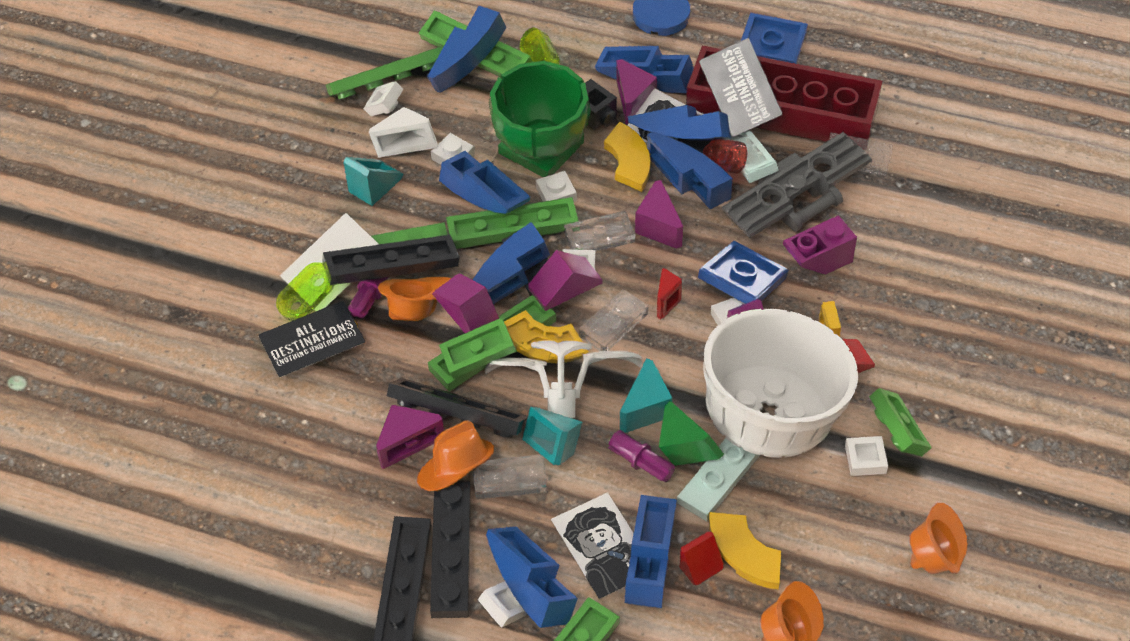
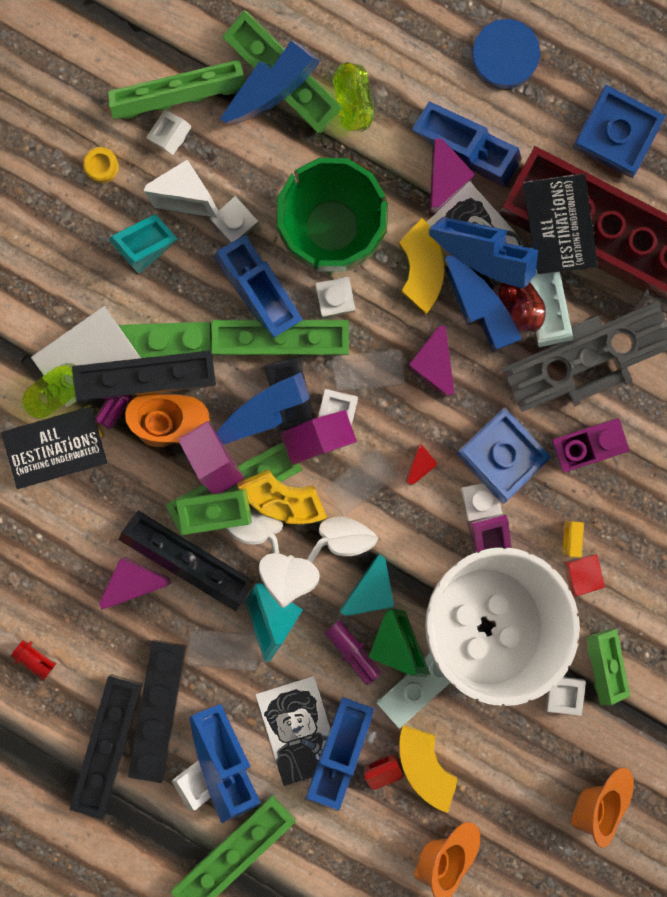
camera: 10 degrees right, 35 degrees up
(315, 522) = (32, 660): none -> red pin
(325, 134) = (101, 165): none -> yellow tile
(454, 456) = (175, 622): orange piece -> none
(602, 105) = (399, 180): black brick -> none

